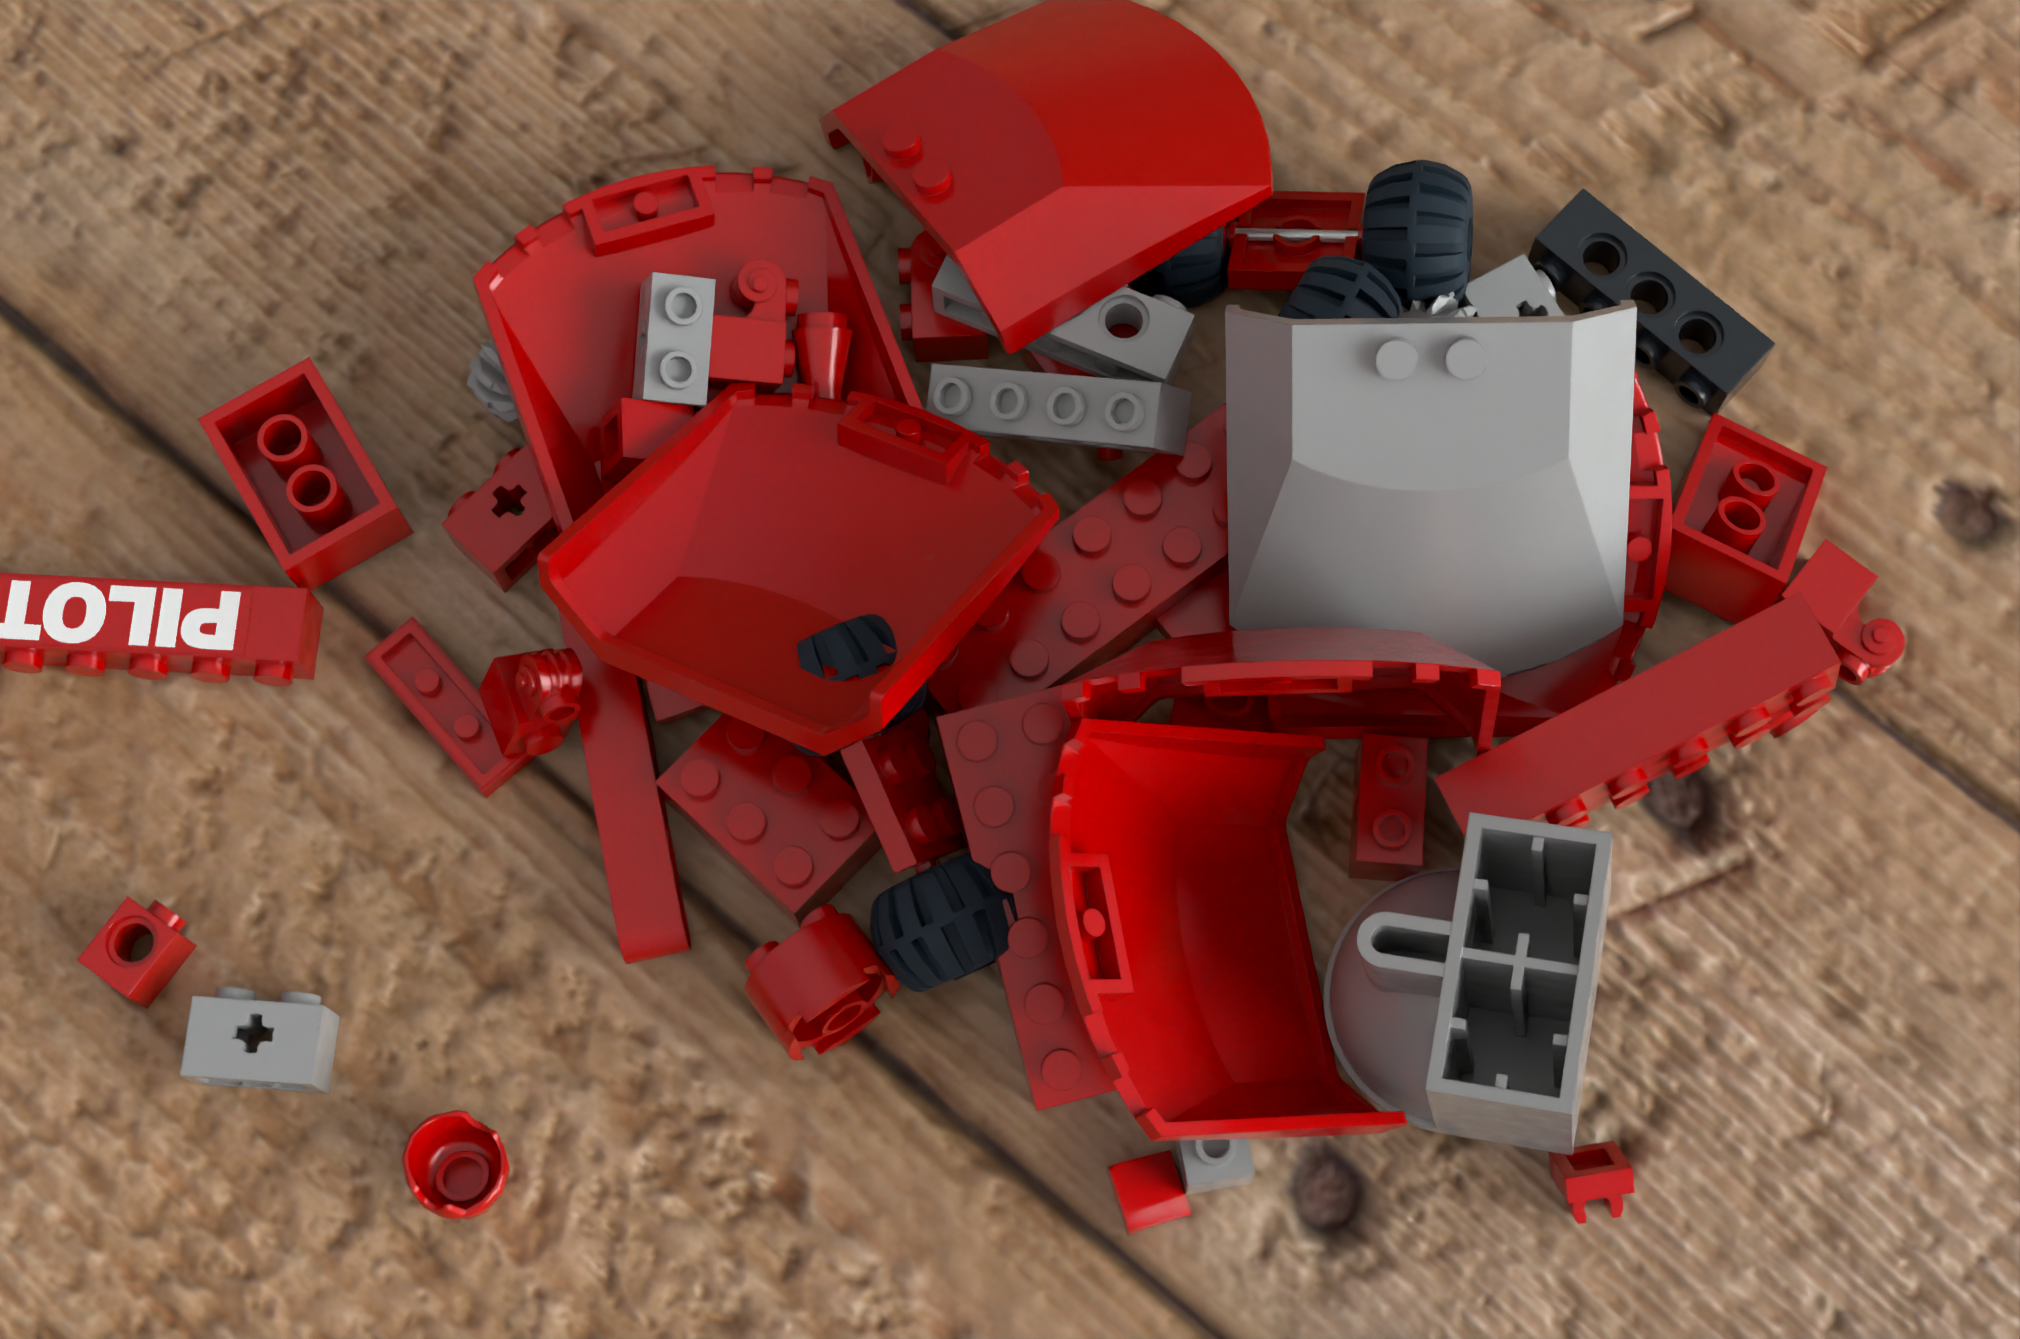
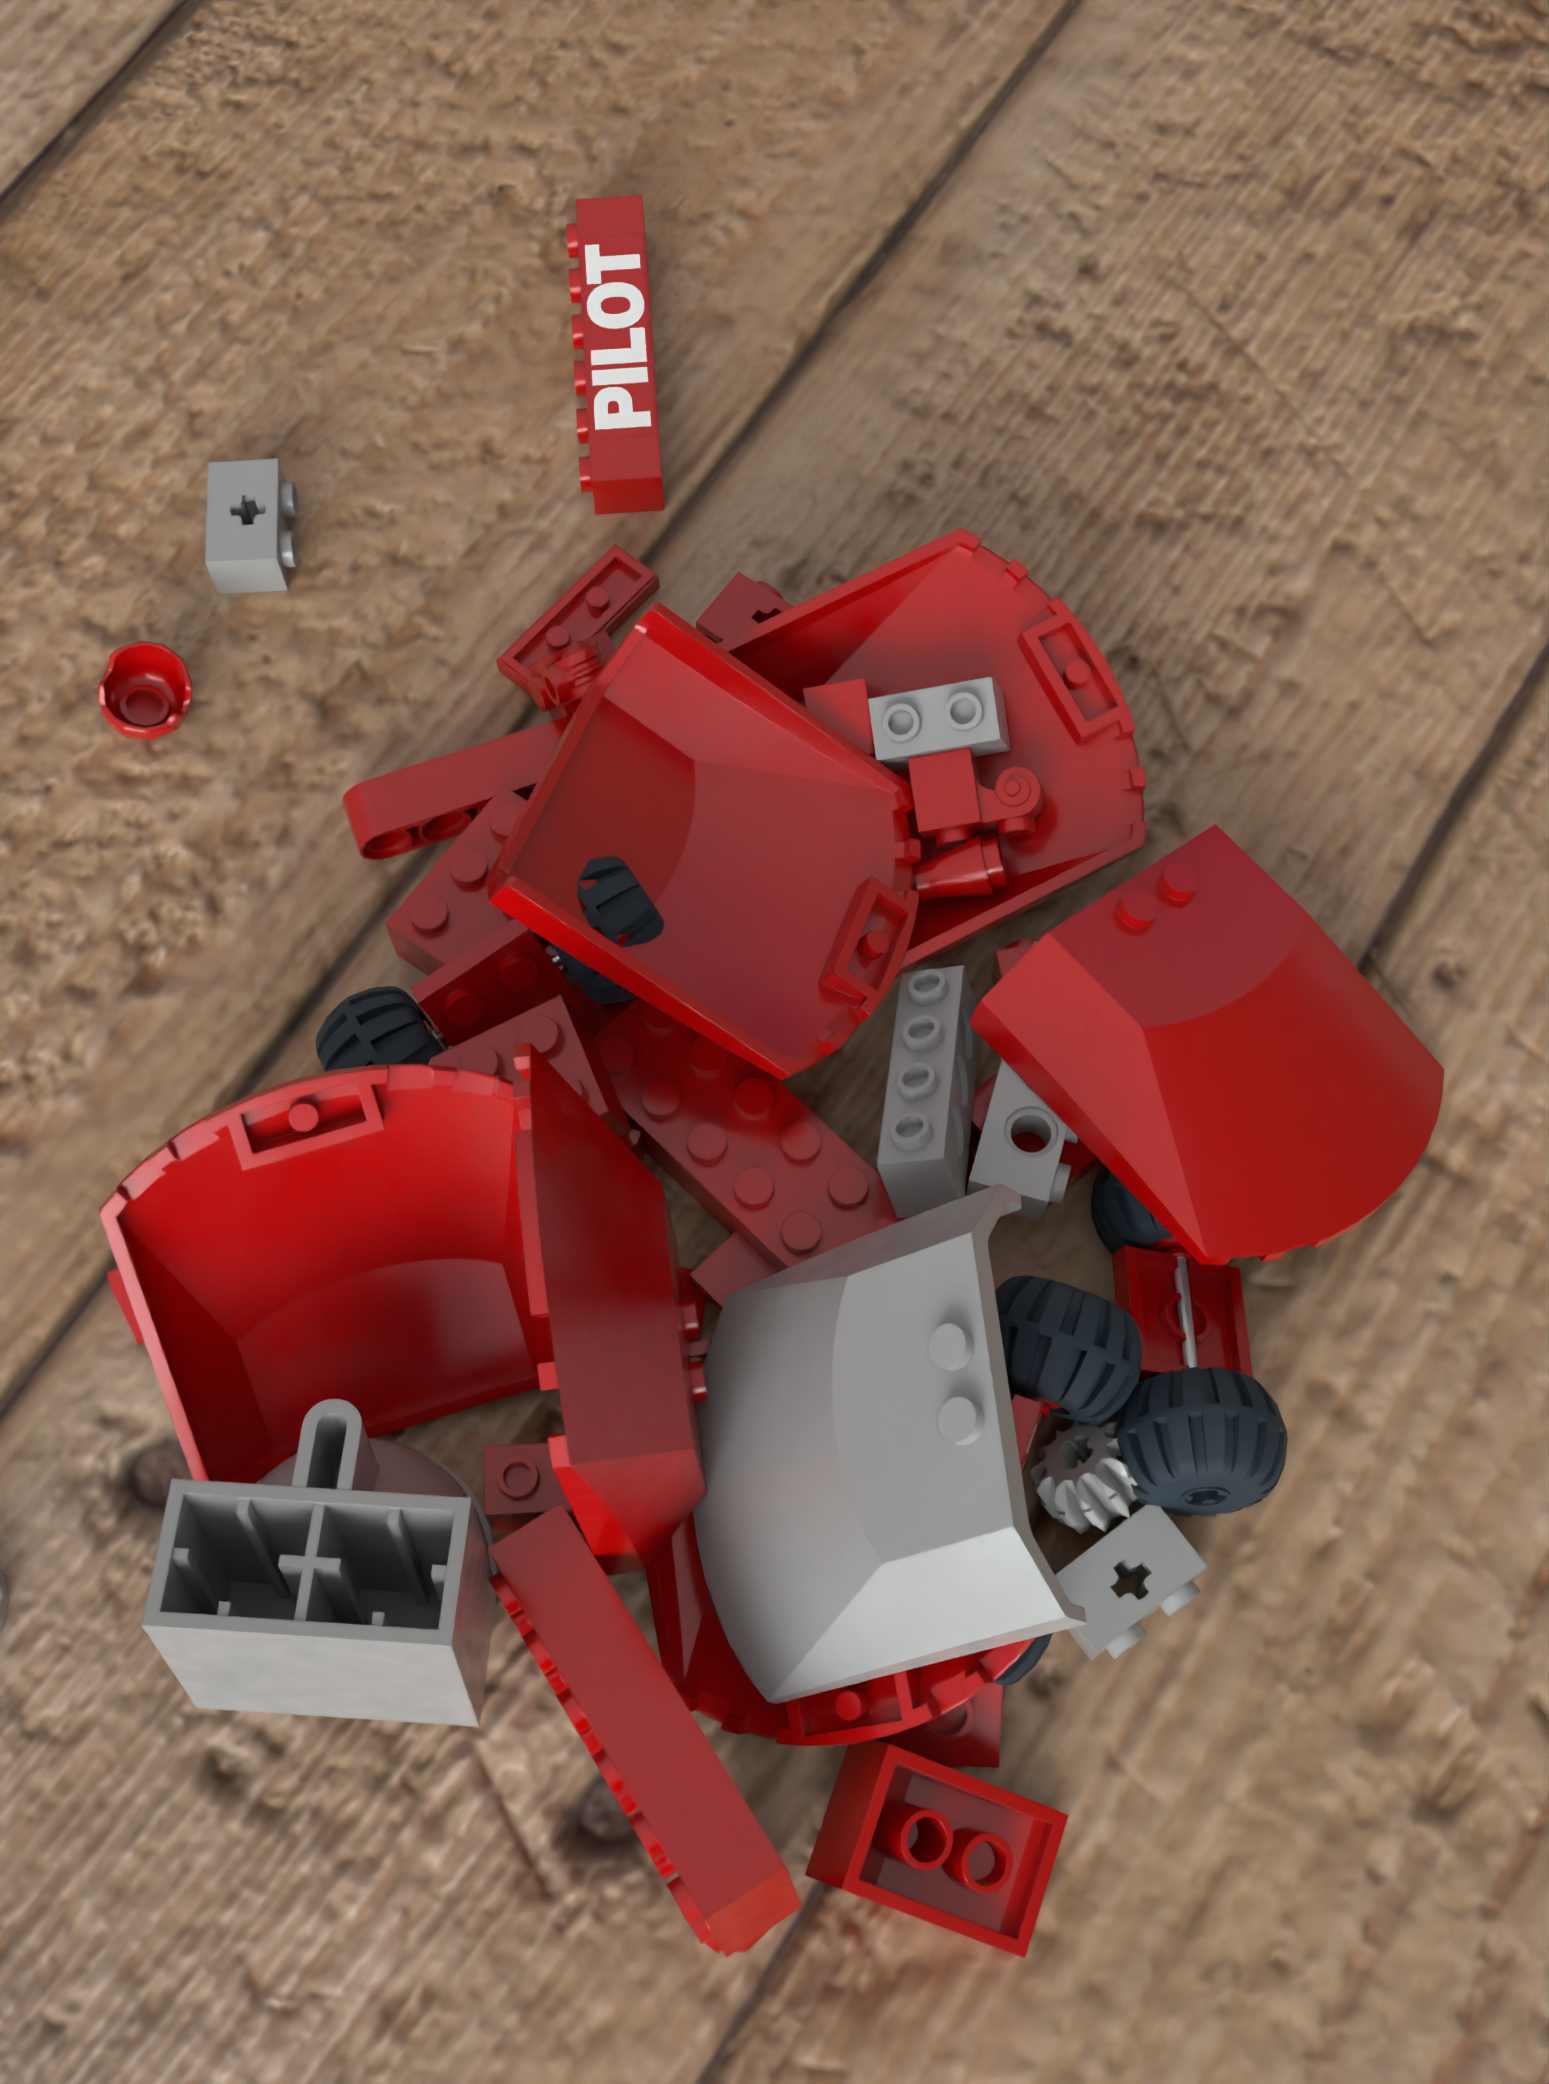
camera: 80 degrees right, 5 degrees down
(111, 950) = (323, 419): red brick -> none
(305, 476) = (773, 459): red brick -> none
(818, 982) = (323, 954): red brick -> none
(1592, 1174) = (184, 1737): red tile -> none
(1684, 306) = (1257, 1641): black brick -> none
(1833, 588) = (846, 1955): red brick -> none

